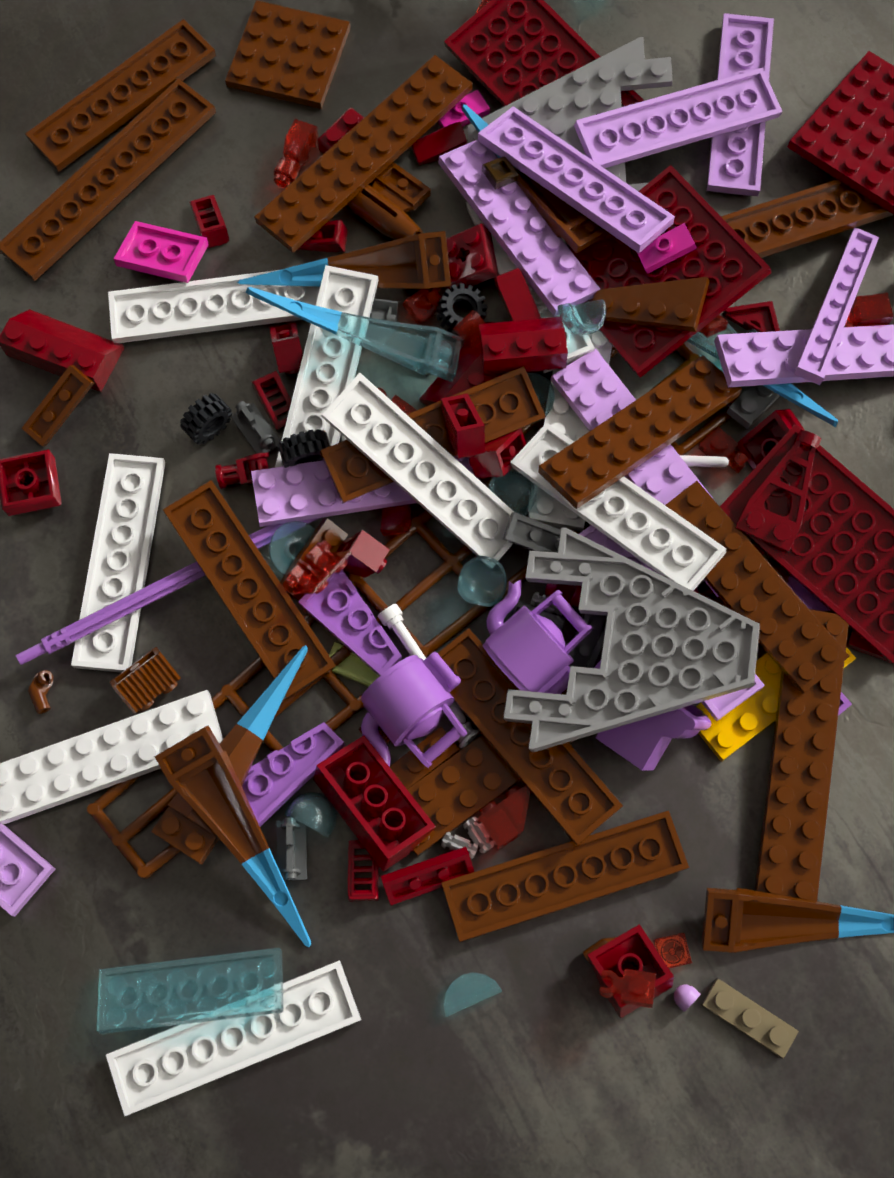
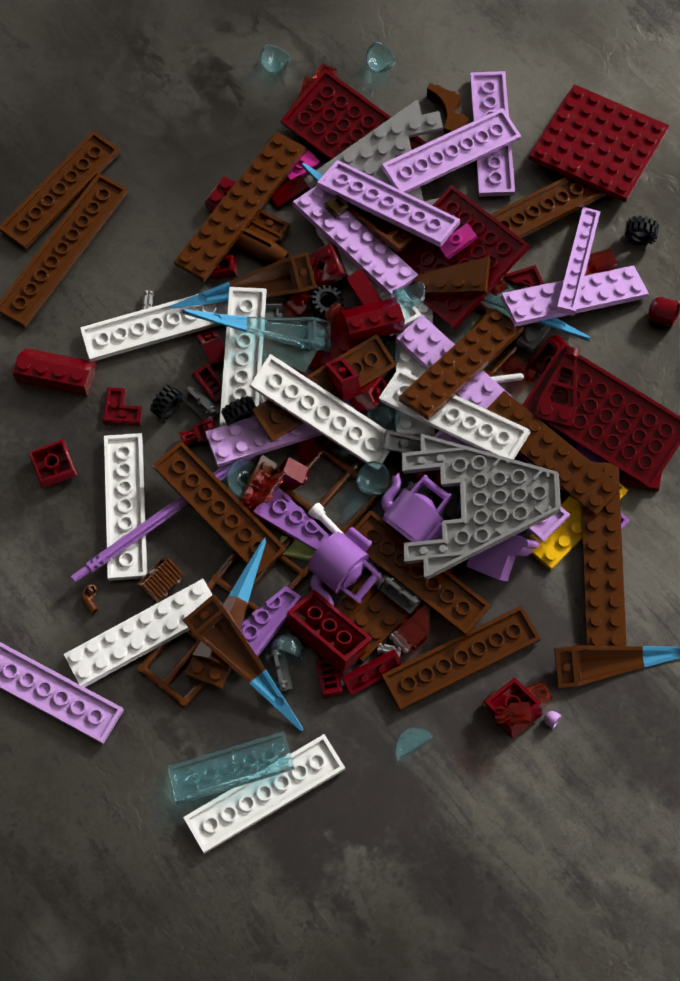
camera: 10 degrees left, 5 degrees down
(57, 405) = (62, 409): reddish brown plate -> none
(137, 422) = (117, 412): none -> dark red tile
(161, 251) = (111, 294): dark pink plate -> none
(210, 222) = (142, 274): dark red slope -> none
(211, 266) = (147, 301): none -> light grey piece
(288, 54) = (171, 144): reddish brown plate -> none
(296, 151) = (191, 208): clear red piece -> none
(490, 764) = (400, 595): none -> dark grey hinge
(686, 52) = (449, 103): none -> reddish brown arch
(749, 1018) = (595, 725): dark tan plate -> none

